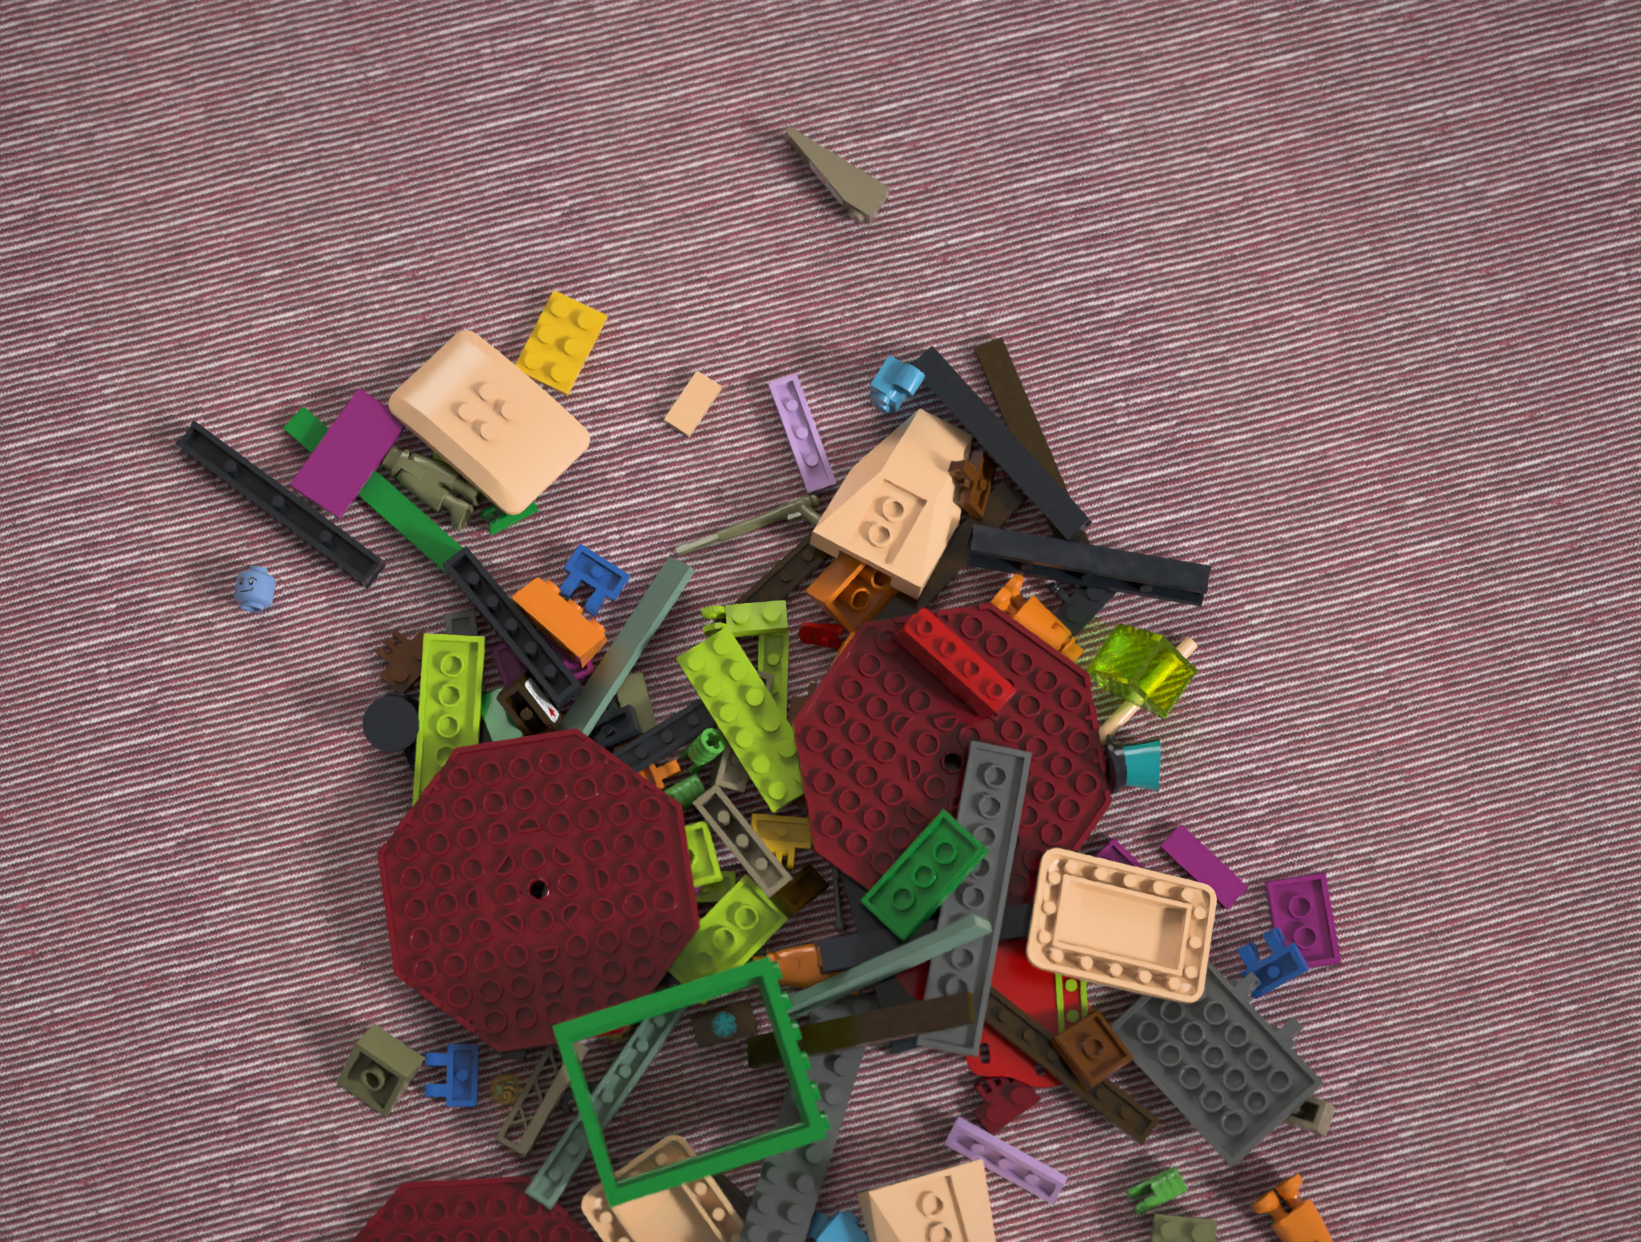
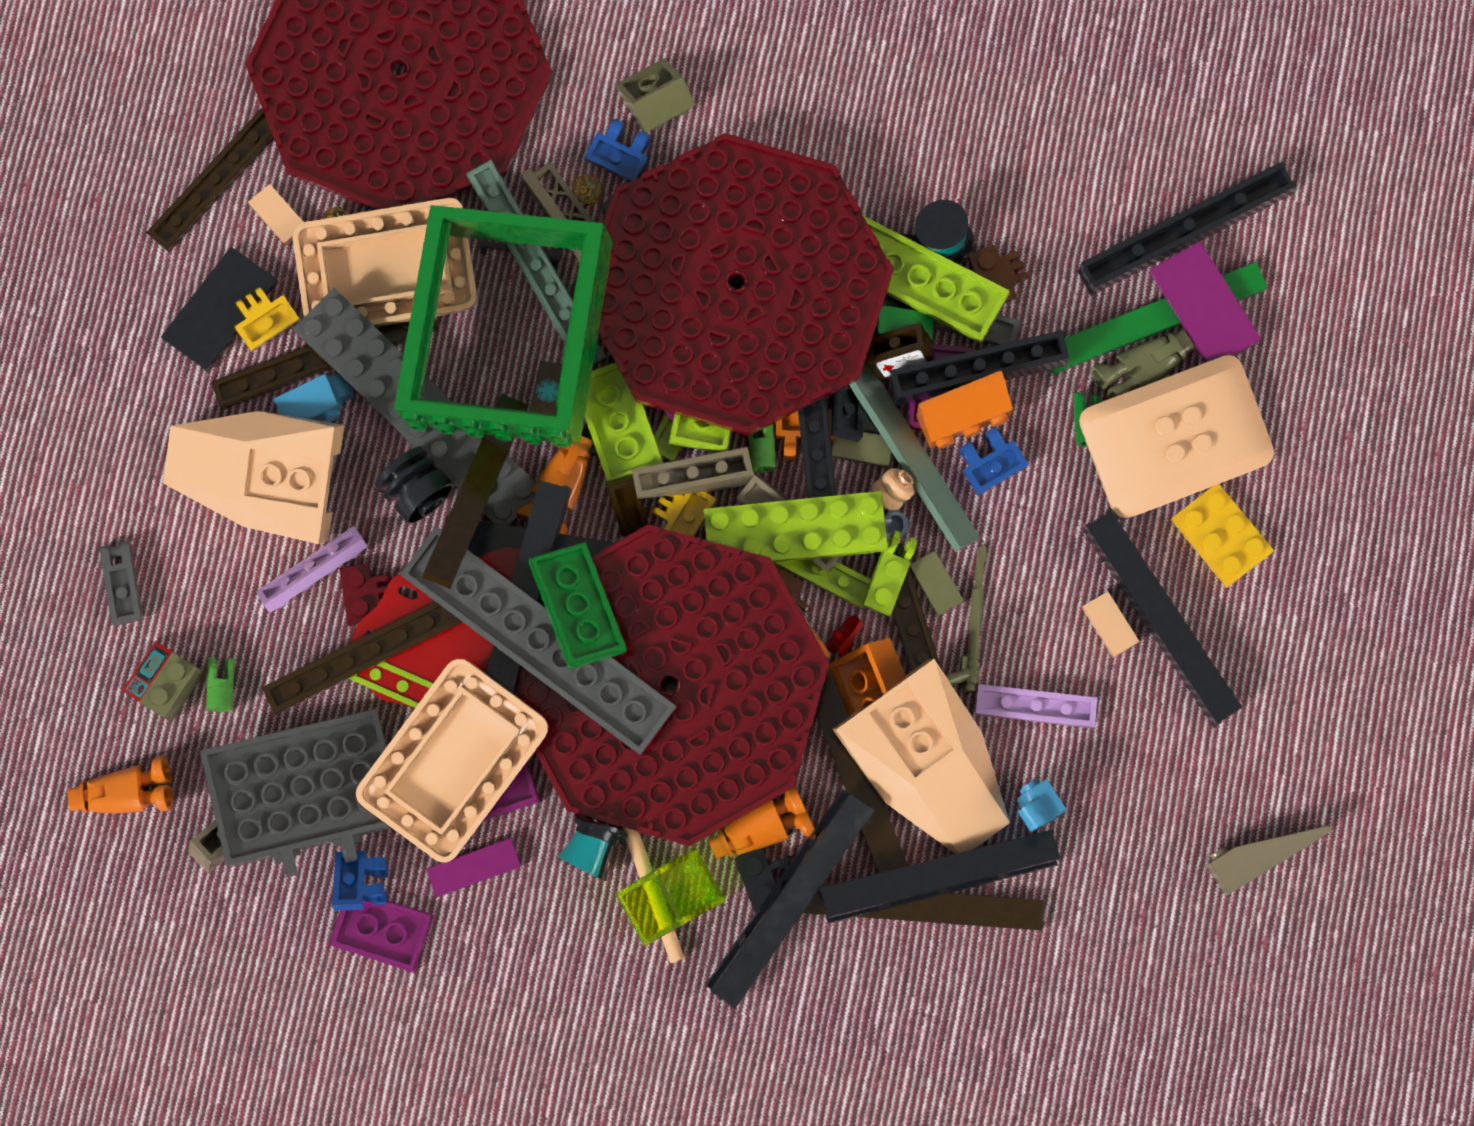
camera: 120 degrees right, 0 degrees up
(254, 589) = (1120, 173): medium blue head -> none
(661, 654) = (895, 488): none -> light nougat piece
(666, 360) = (1162, 619): none -> black tile
(693, 636) = (895, 521): none -> sand blue tile
(704, 749) = (790, 474): bright green hinge -> none
(731, 576) = (936, 583): none -> olive tile
(839, 925) = (584, 530): dark grey hinge -> none
(882, 1094) = (414, 485): none -> black wheel
(887, 965) = (517, 537): sand green tile -> none
(954, 663) = (748, 718): red panel -> none
(975, 481) = (915, 835): reddish brown hinge -> none
(1092, 1049) = (362, 684): reddish brown tile -> none

